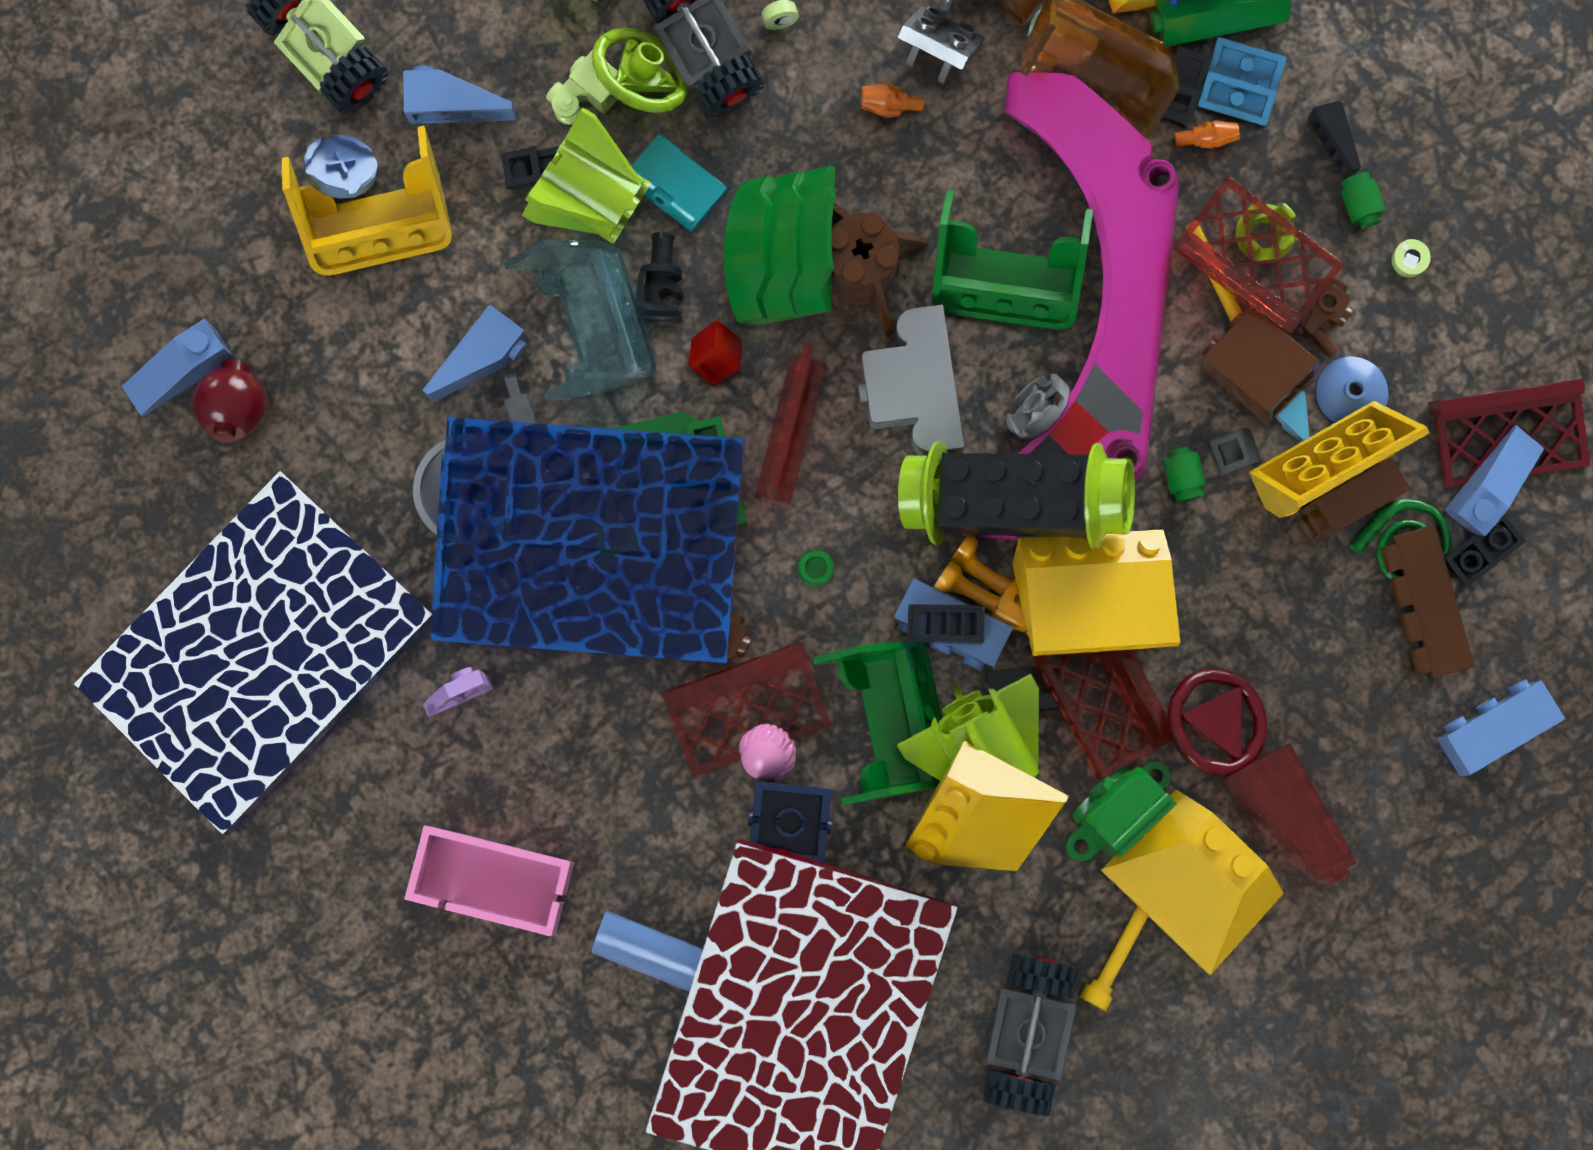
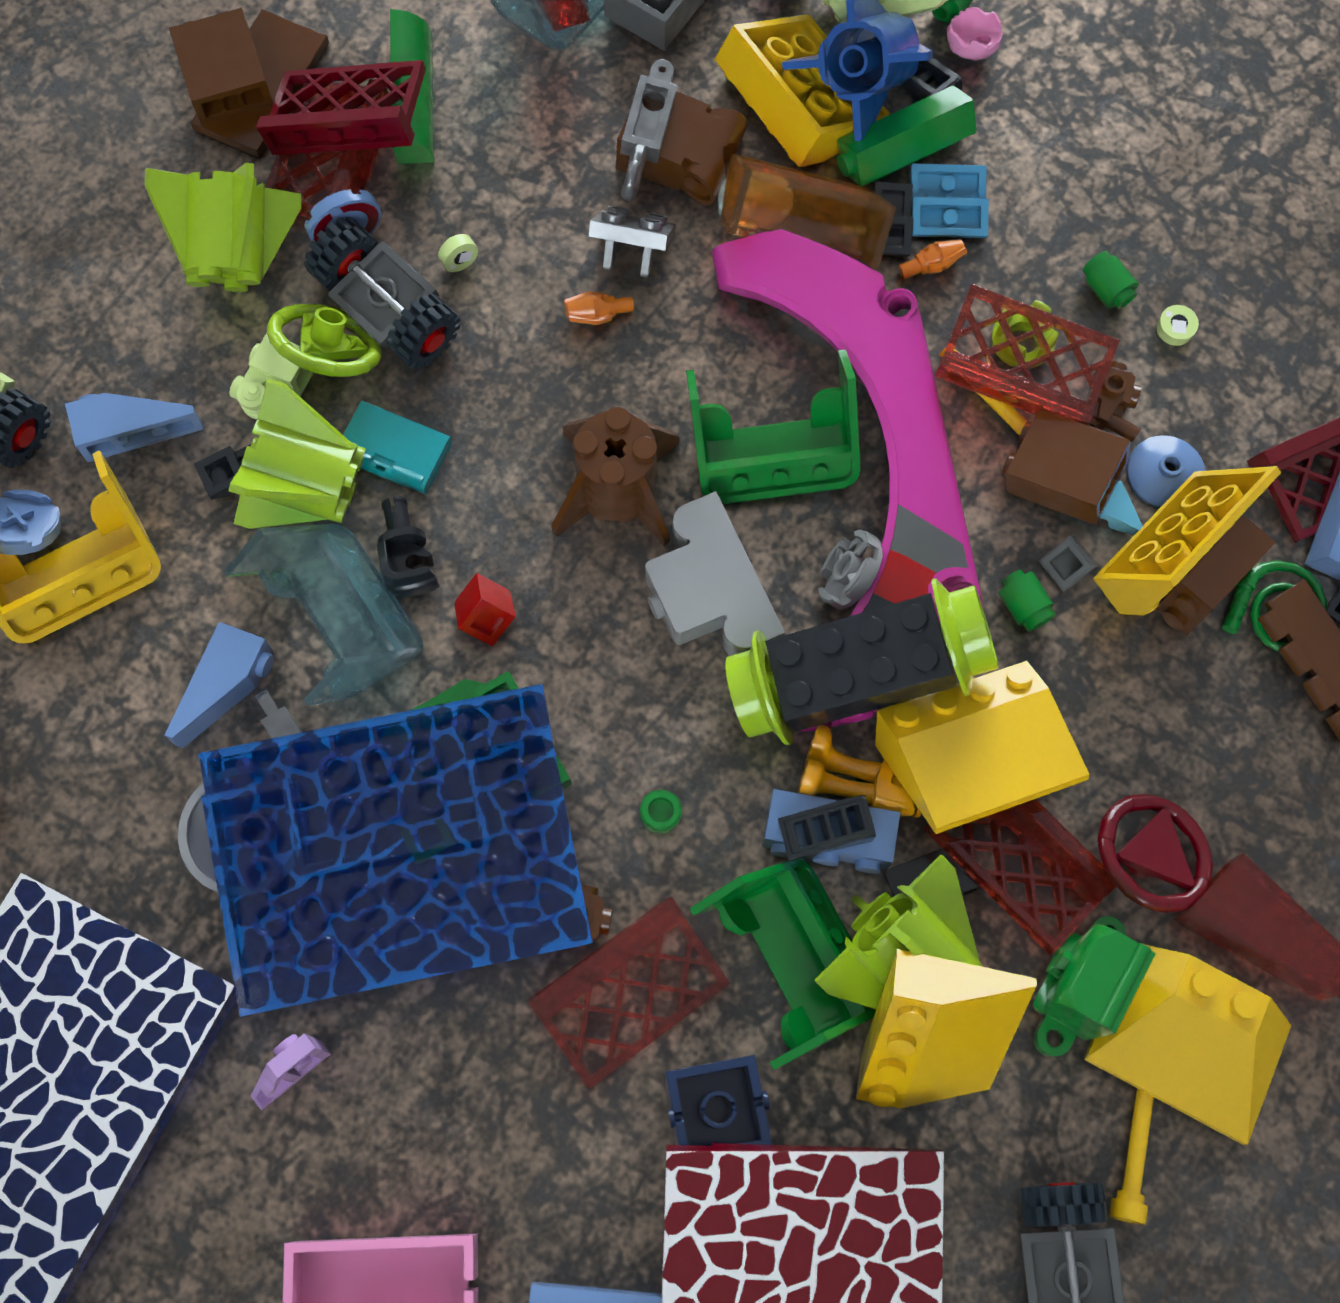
camera: 20 degrees left, 10 degrees down
(767, 753) = (667, 1035): bright pink hair -> none
(780, 247) = (526, 478): green slope -> none
(791, 427) = (589, 665): clear red fence -> none
(1334, 132) = (1060, 225): black slope -> none

